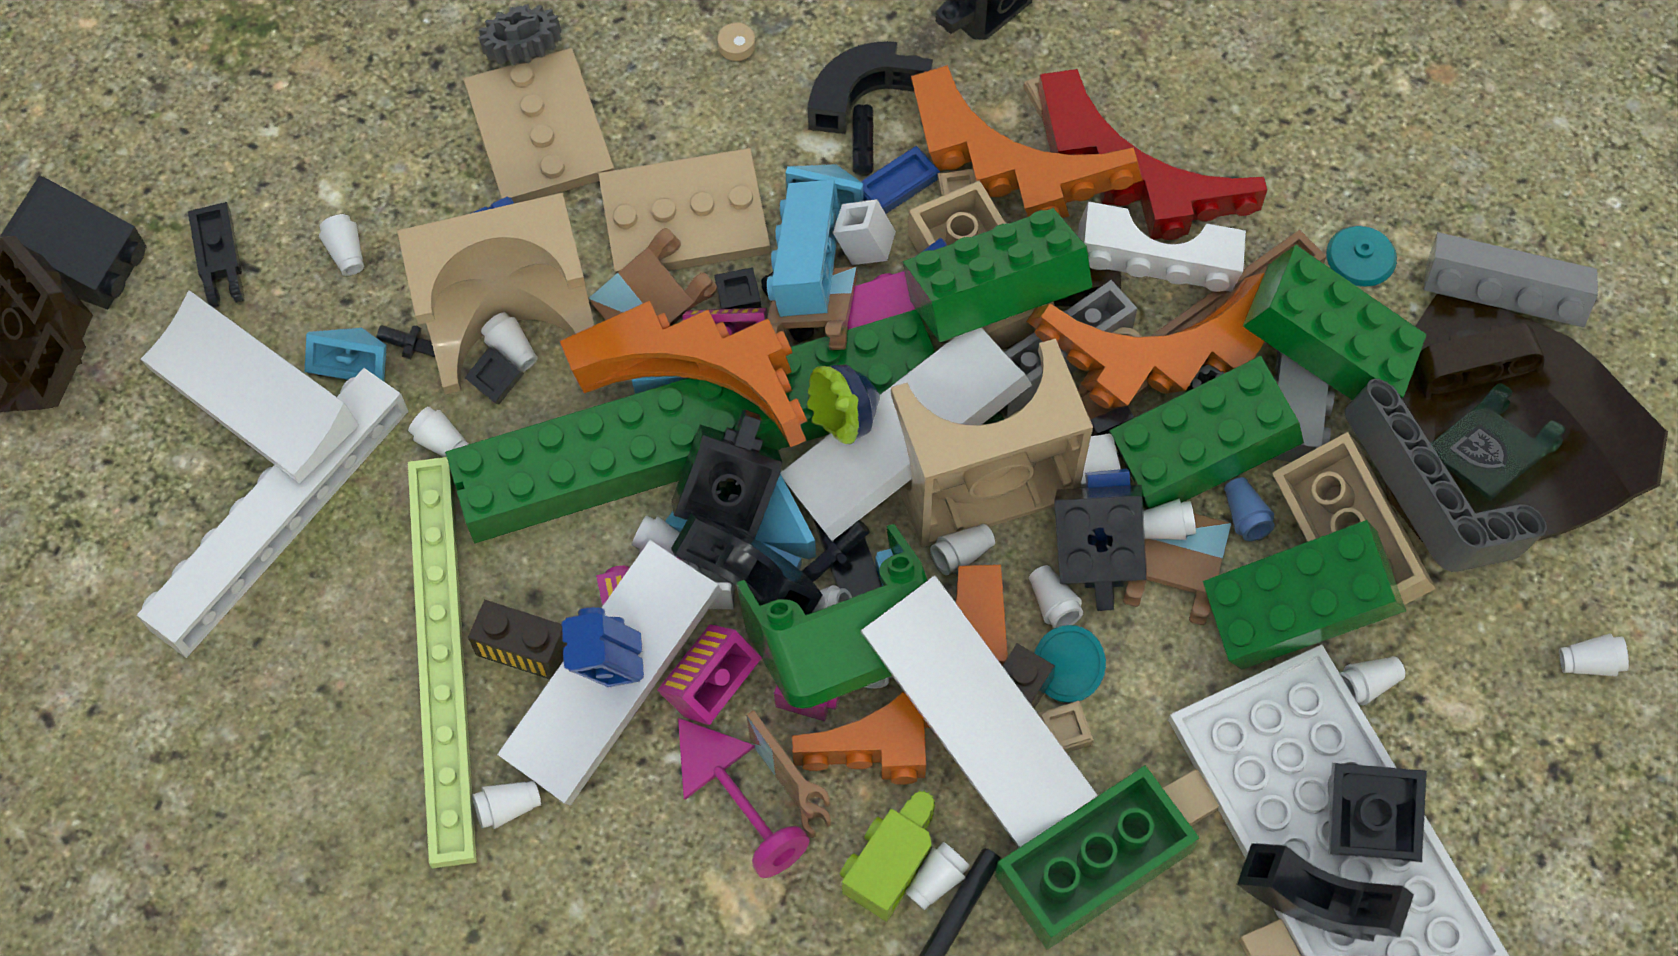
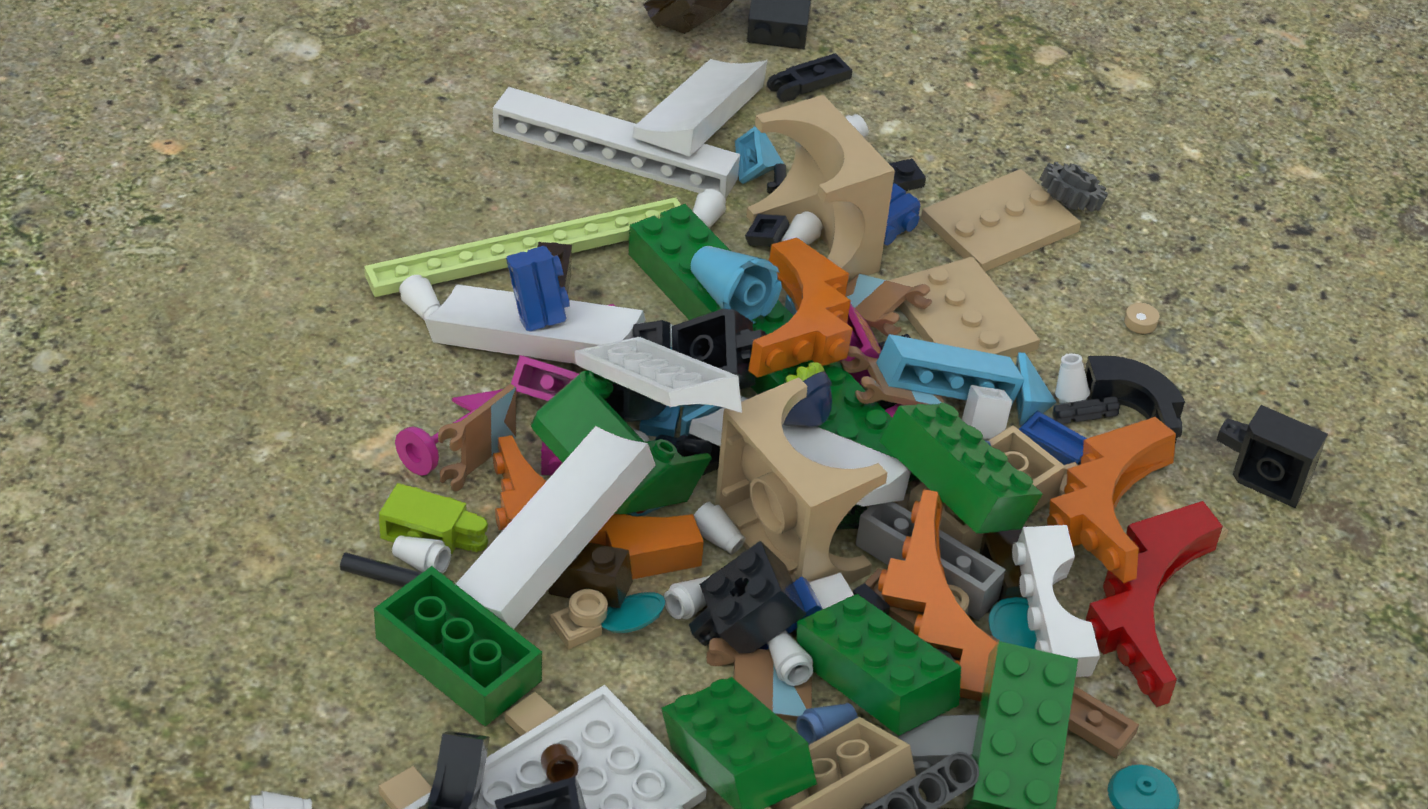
camera: 70 degrees right, 20 degrees down
(430, 202) = (908, 175): none -> black plate
(634, 427) = (737, 280): none -> medium azure cone
(833, 138) = (1072, 380): none -> white cone
(835, 537) = (662, 373): none -> white arch
(1059, 708) = (588, 608): none -> tan tile
(1156, 298) = (1010, 622): none -> teal piece
(1276, 781) = (554, 770): none -> reddish brown piece

